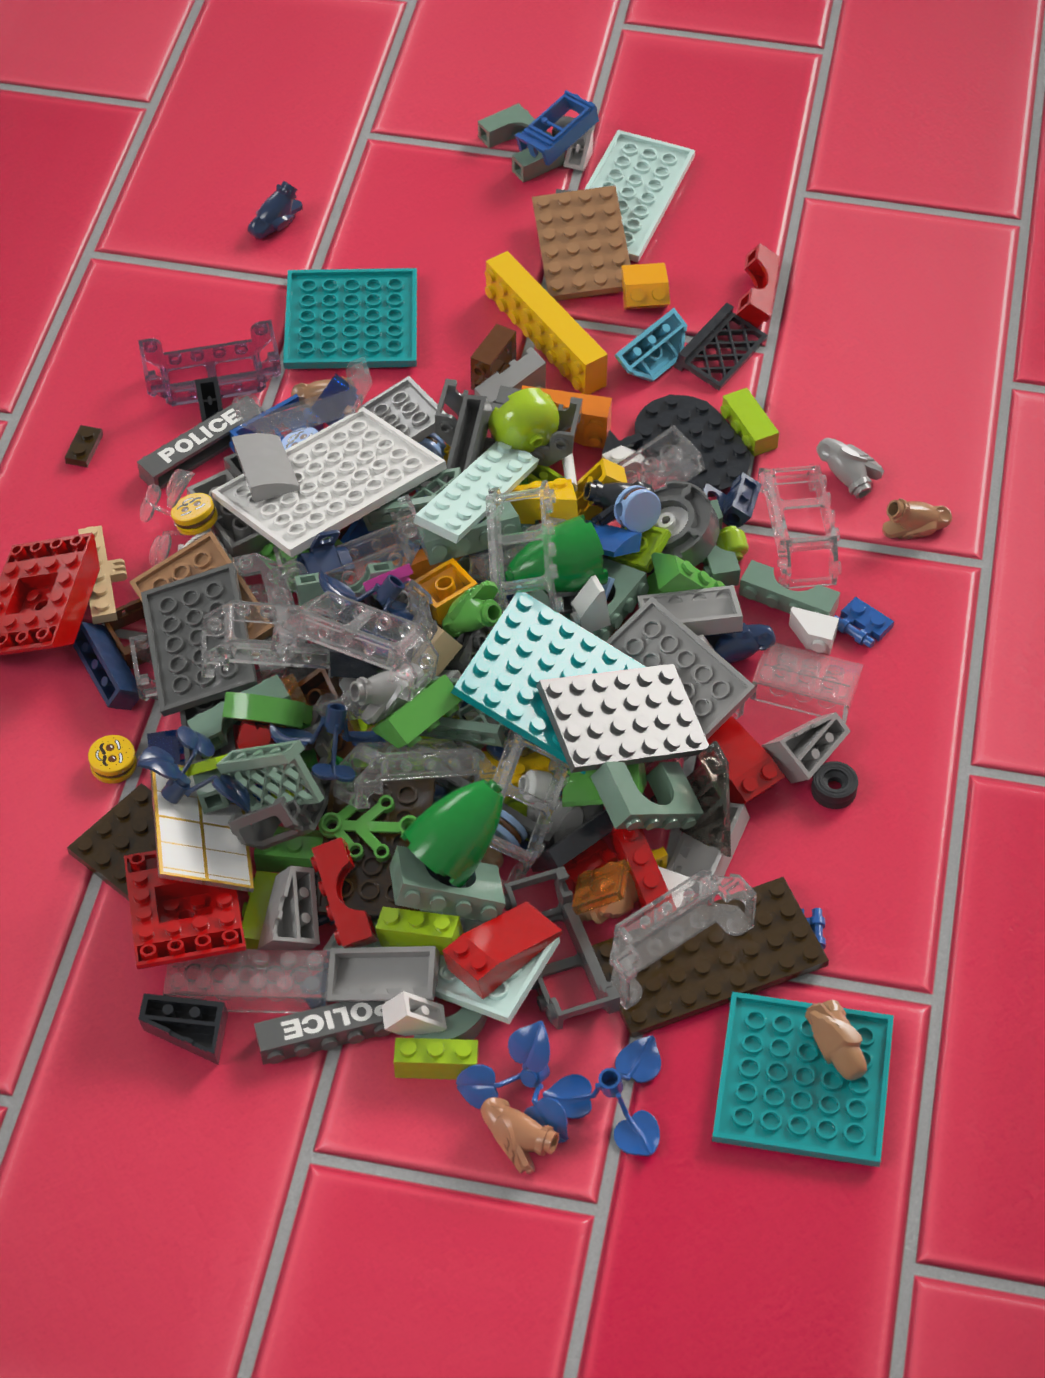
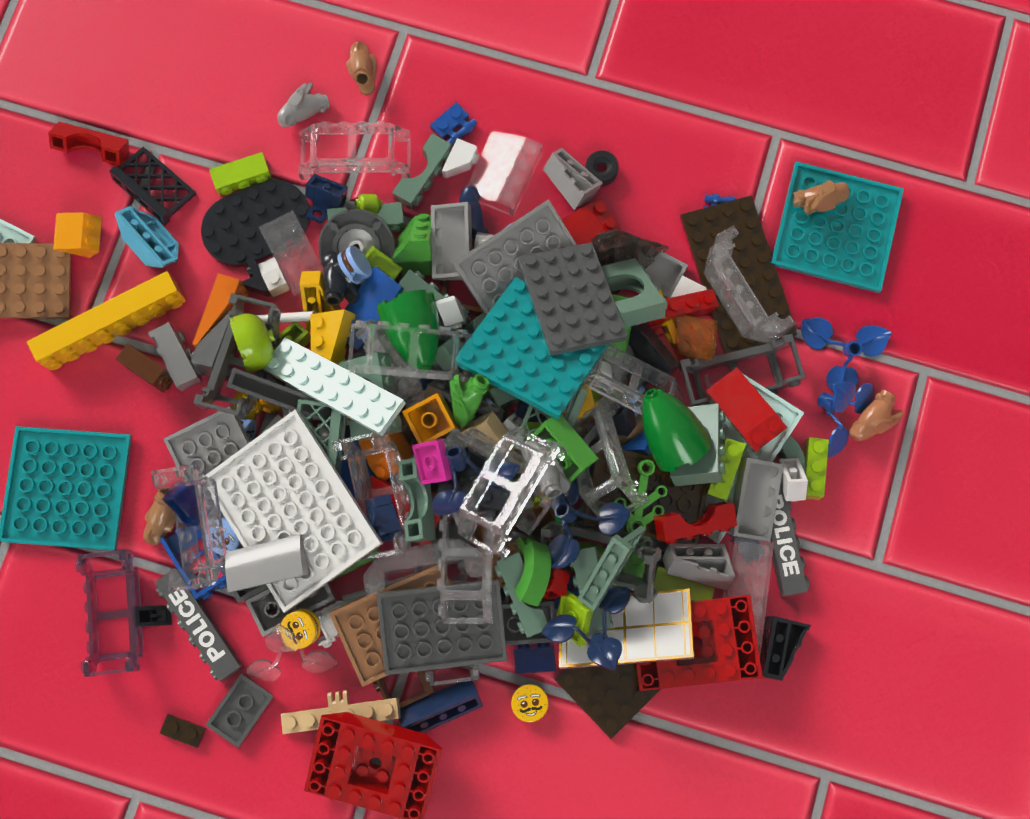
camera: 85 degrees left, 25 degrees up
(105, 489) = (240, 710): none -> dark grey plate

